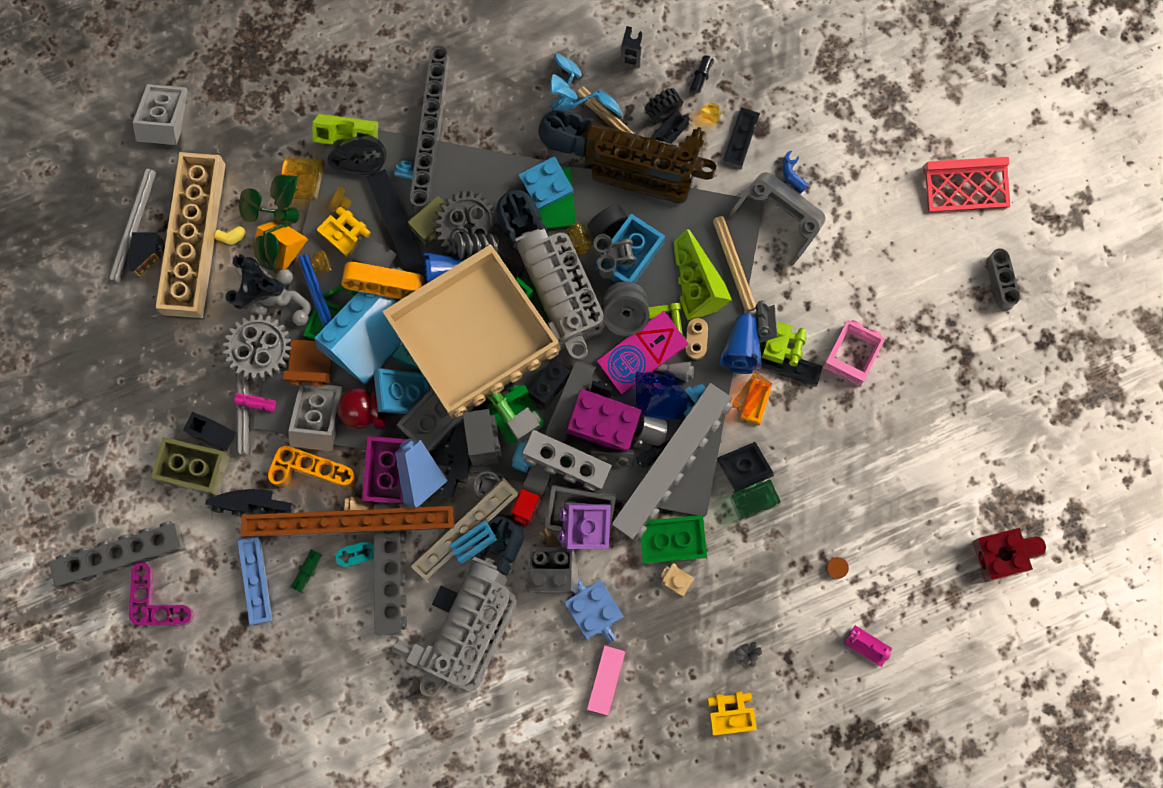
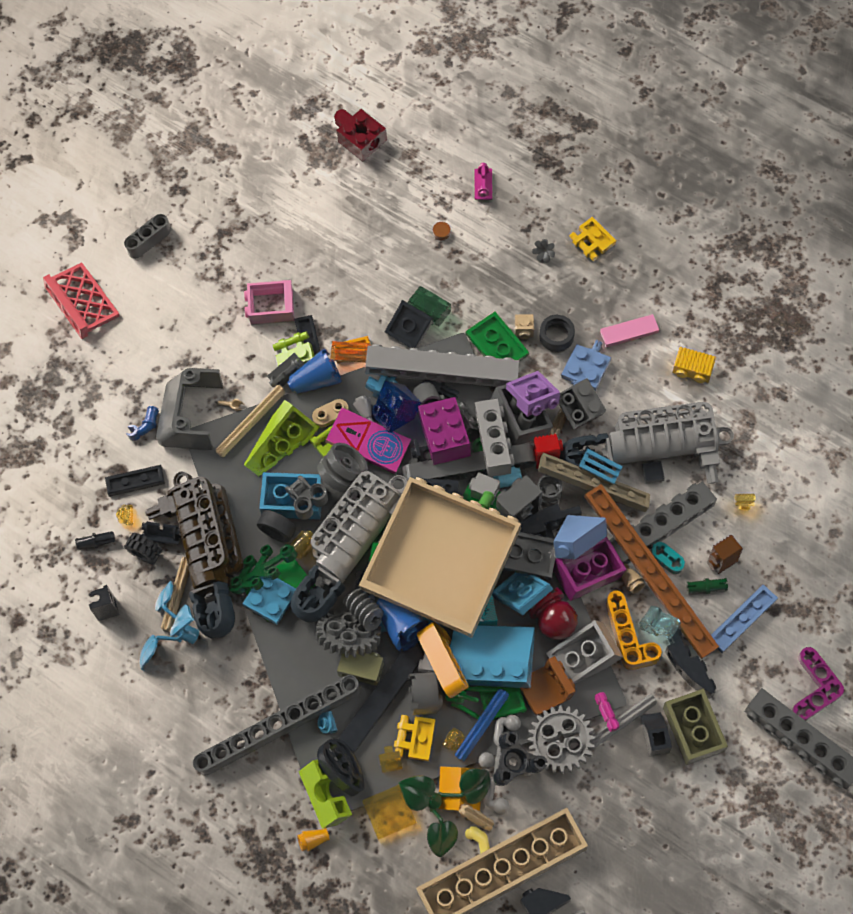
camera: 120 degrees left, 10 degrees down
(245, 240) = (476, 817): none -> tan axle
(297, 498) = (658, 623): none -> clear light blue brick
(317, 600) = (724, 554): none -> reddish brown brick
(321, 105) = (310, 839): none -> light orange cone
(358, 663) = (744, 501): none -> clear yellow plate
(526, 715) = (694, 365): none -> yellow brick
(577, 167) = (262, 569): none -> dark green plant
(663, 605) = (560, 320): none -> black tyre
(763, 260) = (234, 404): none -> tan hand

